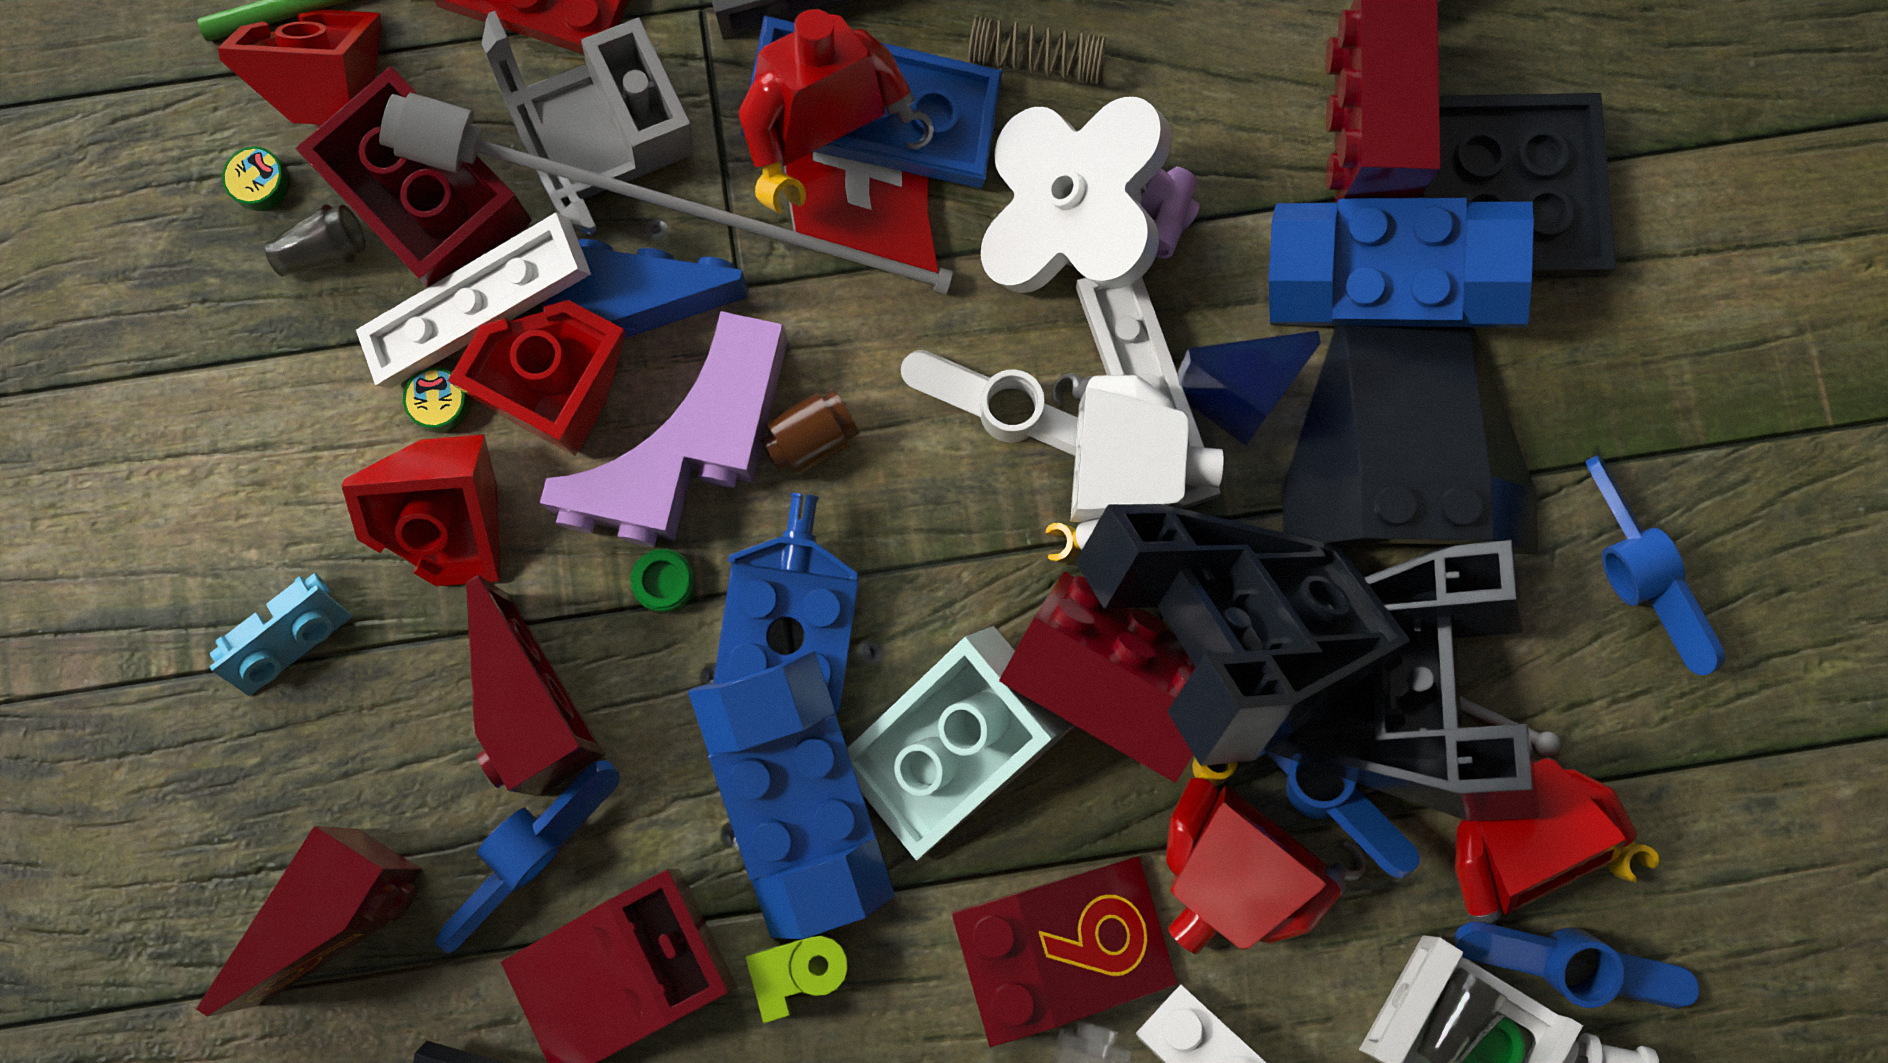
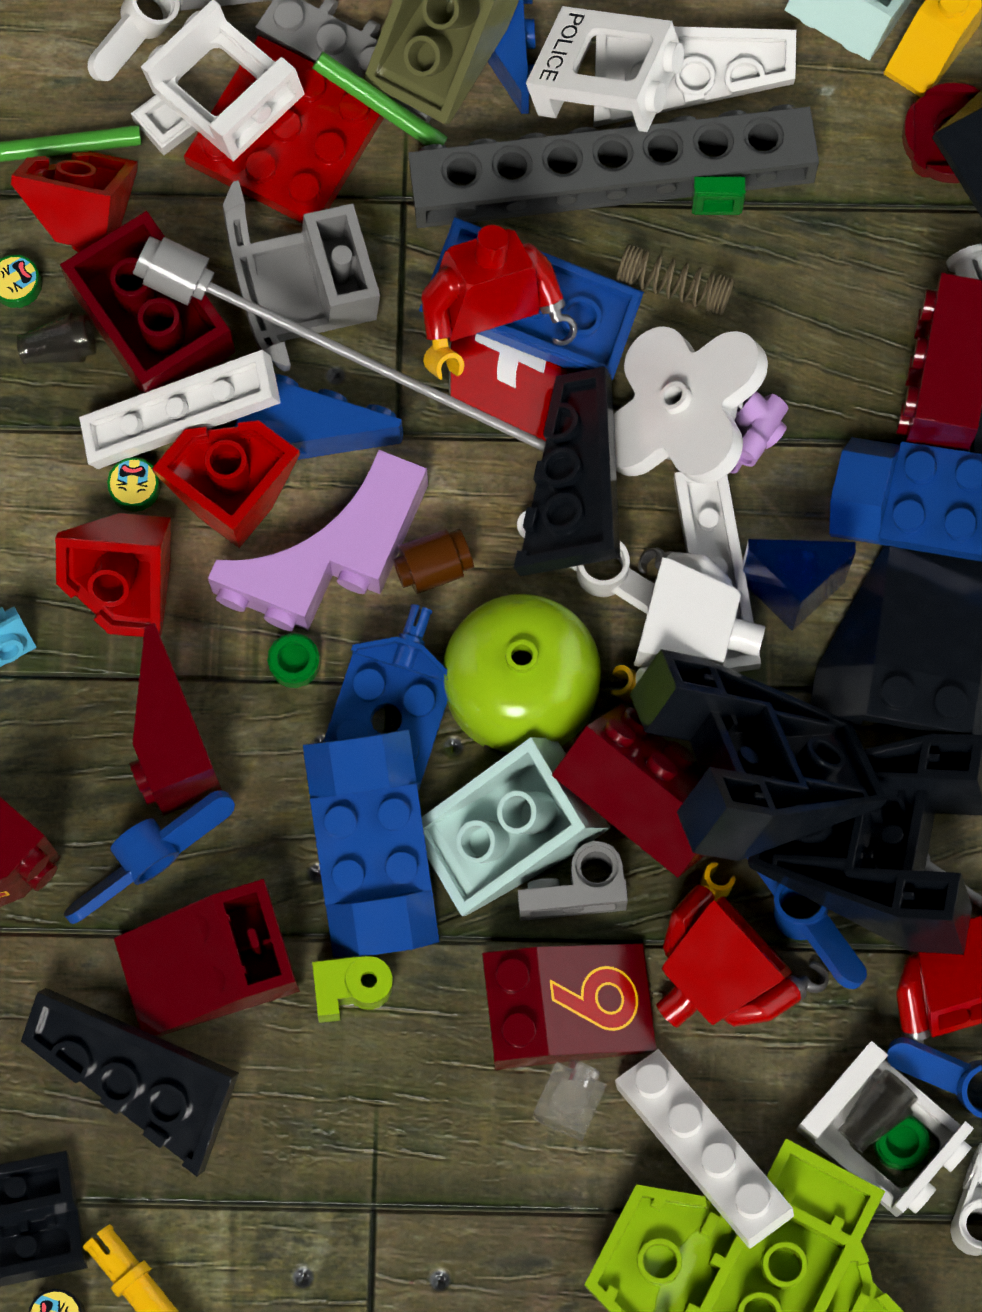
camera: 10 degrees right, 5 degrees down
(945, 594) = (510, 702): none -> lime cylinder
(965, 319) = (576, 481): none -> black wing
(1016, 822) = (550, 900): none -> light grey plate

